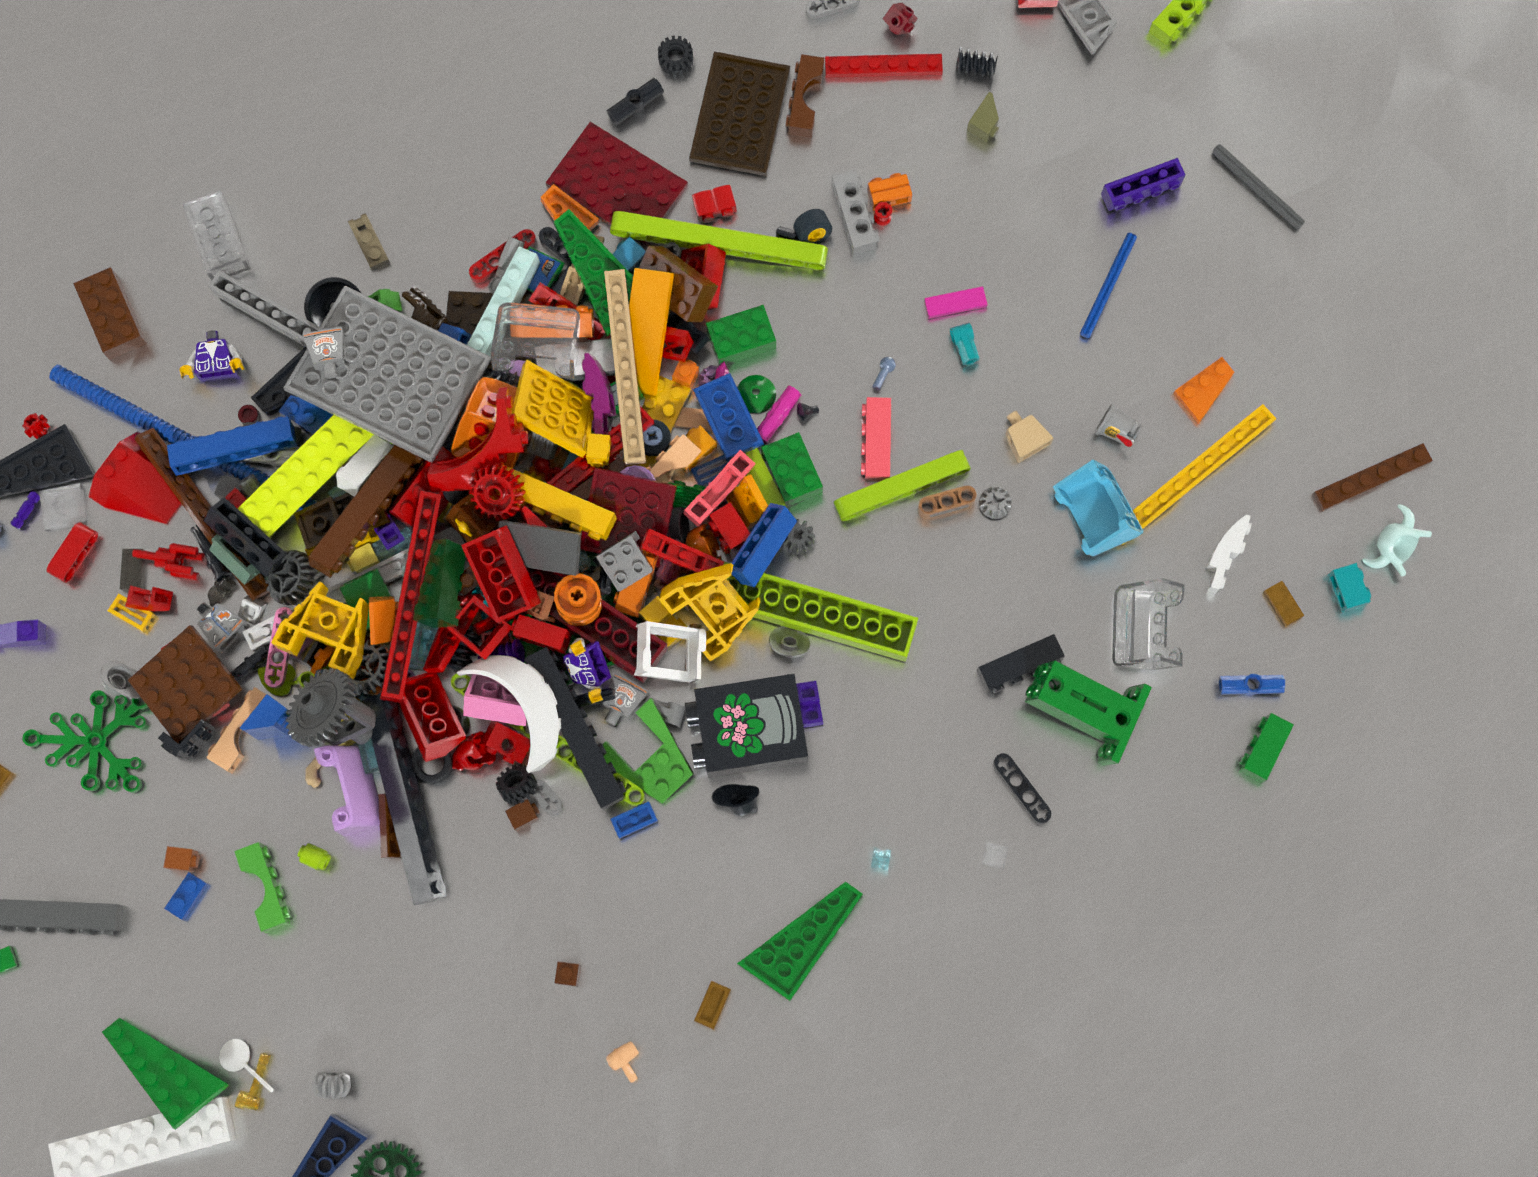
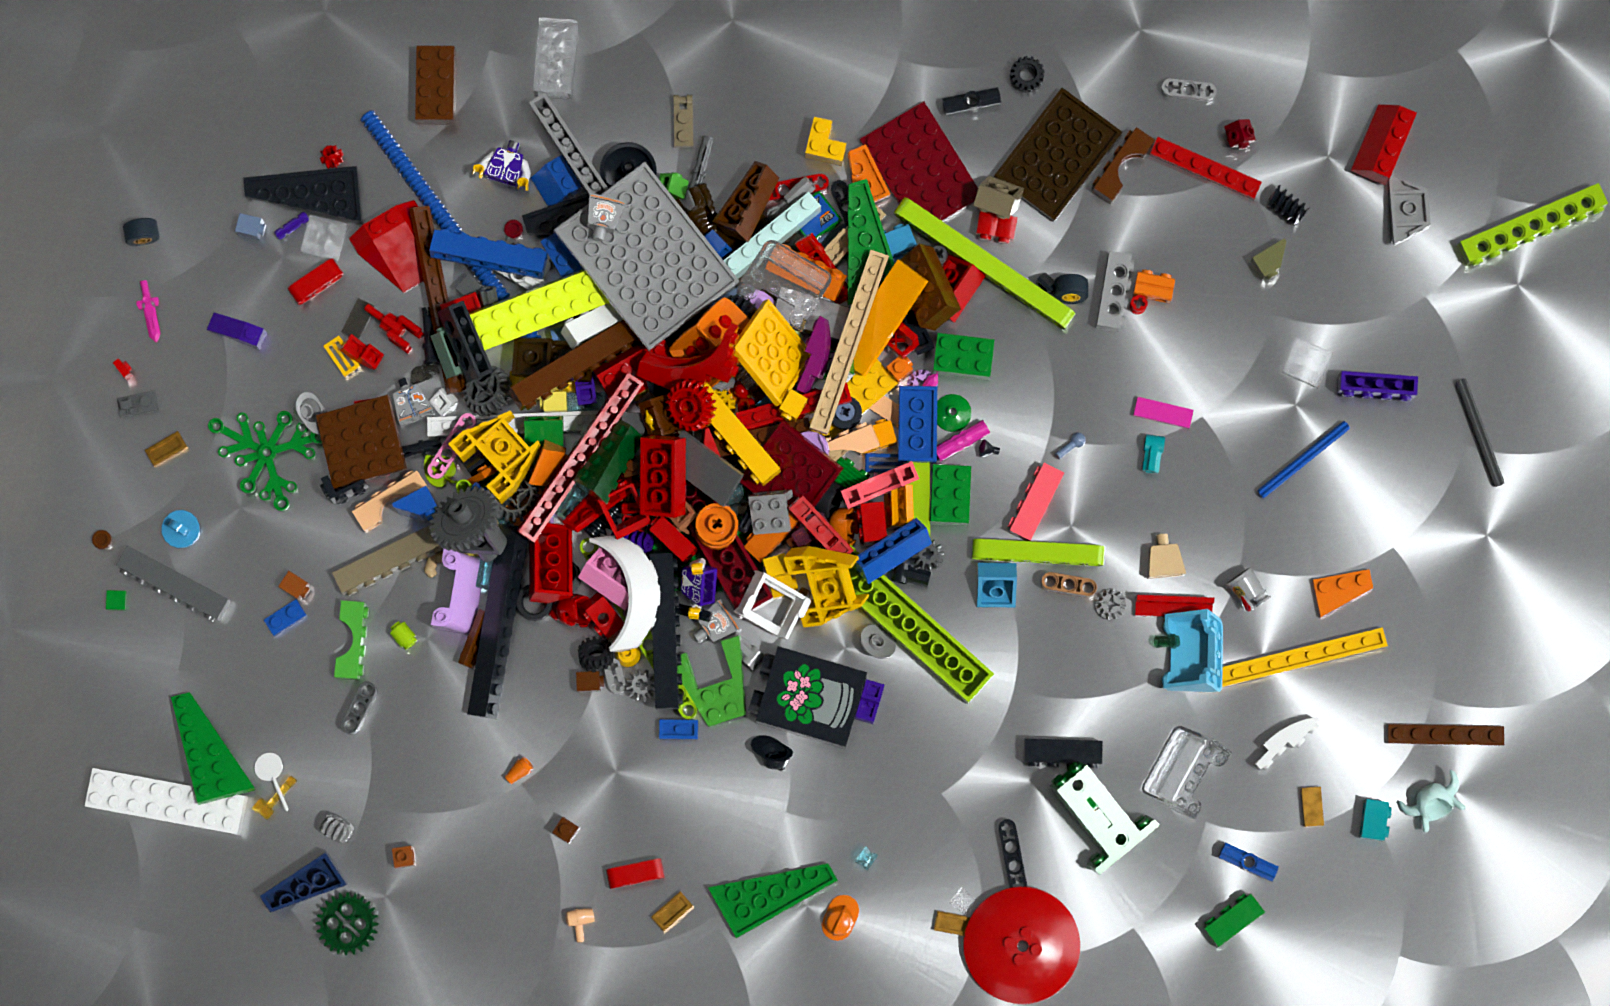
camera: 25 degrees right, 5 degrees up
(40, 857) = (181, 529): none -> dark azure tile
(264, 790) = (385, 561): none -> dark tan brick
(270, 350) = (556, 181): none -> blue slope
(296, 941) = (359, 718): none -> dark grey beam
(400, 252) = (707, 144): none -> dark grey pin
(414, 1081) = (403, 857): none -> dark orange brick
(464, 284) = (747, 202): none -> reddish brown wedge
(493, 934) = (520, 769): none -> orange cone
(514, 205) = (821, 147): none -> yellow brick
(555, 771) = (631, 660): none -> yellow cone
(569, 792) = (636, 690): none -> light grey gear
(657, 984) = (635, 873): none -> red beam
(703, 173) = (998, 197): none -> dark tan brick
(783, 564) = (906, 574): none -> black piece
(878, 534) = (996, 585): none -> dark azure slope
(883, 930) = (840, 917): none -> orange piece
(998, 882) = (951, 923): none -> pearl gold tile
(1043, 480) = (1160, 605): none -> red fence
(1044, 876) = (993, 940): none -> red dish
(1067, 195) = (1307, 363): none -> clear plate
(1067, 511) = (1167, 641): none -> clear green pin

